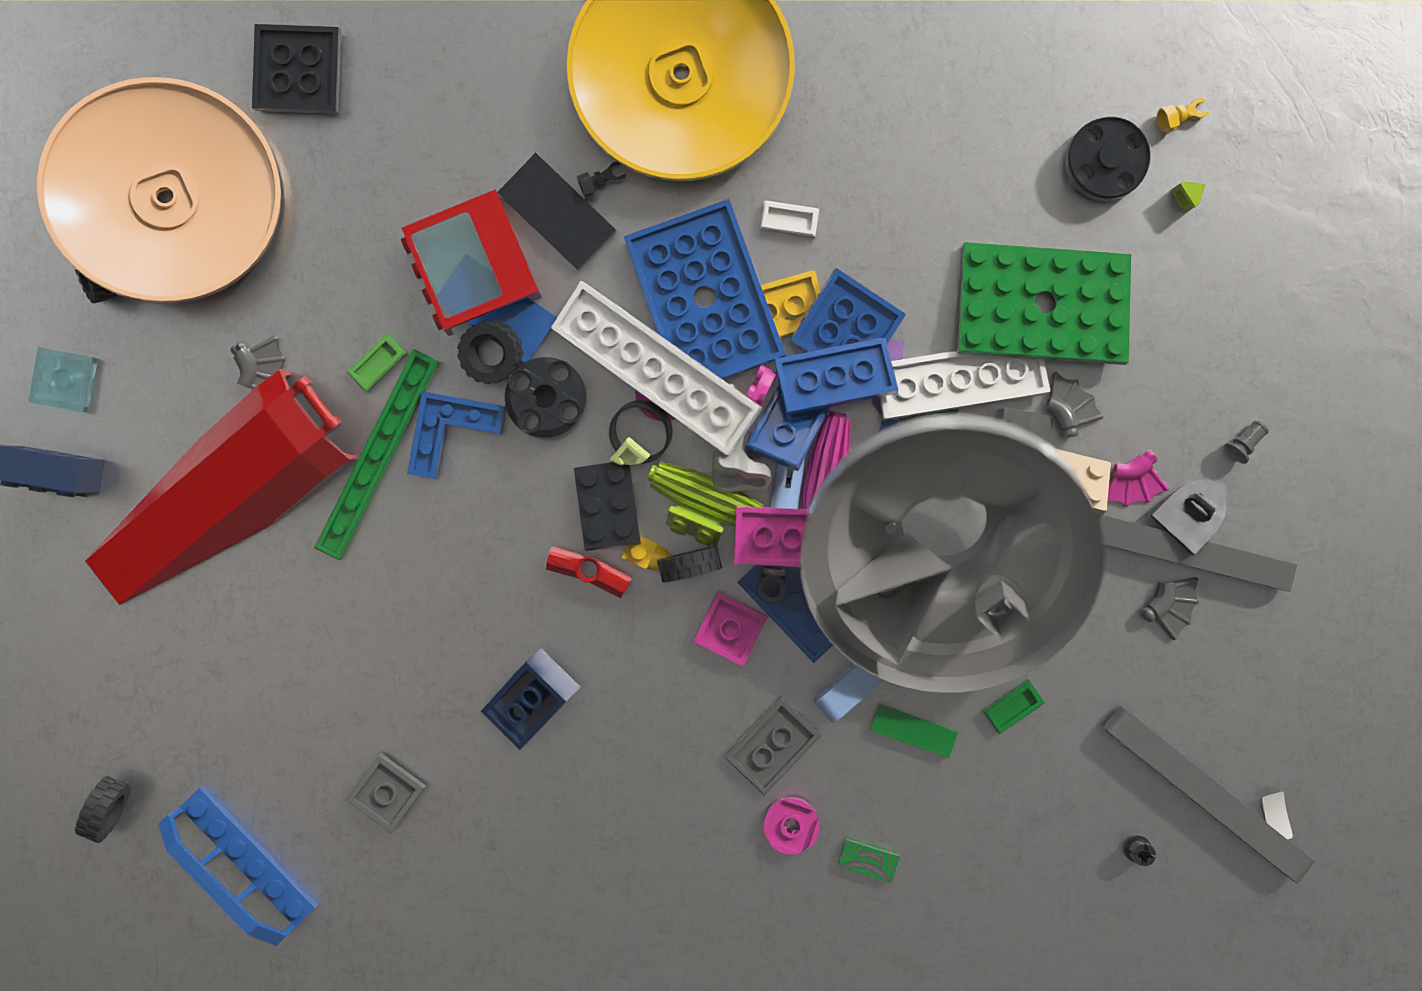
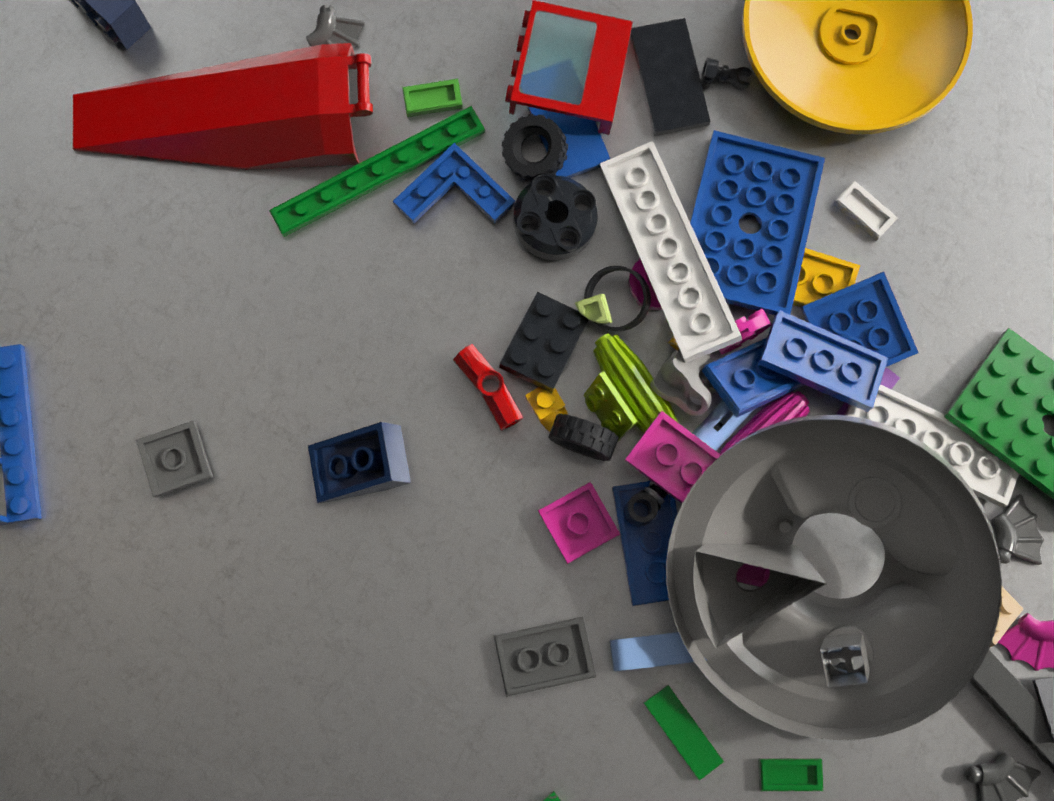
camera: 30 degrees right, 10 degrees down
(798, 839) = (508, 759): dark pink plate -> none

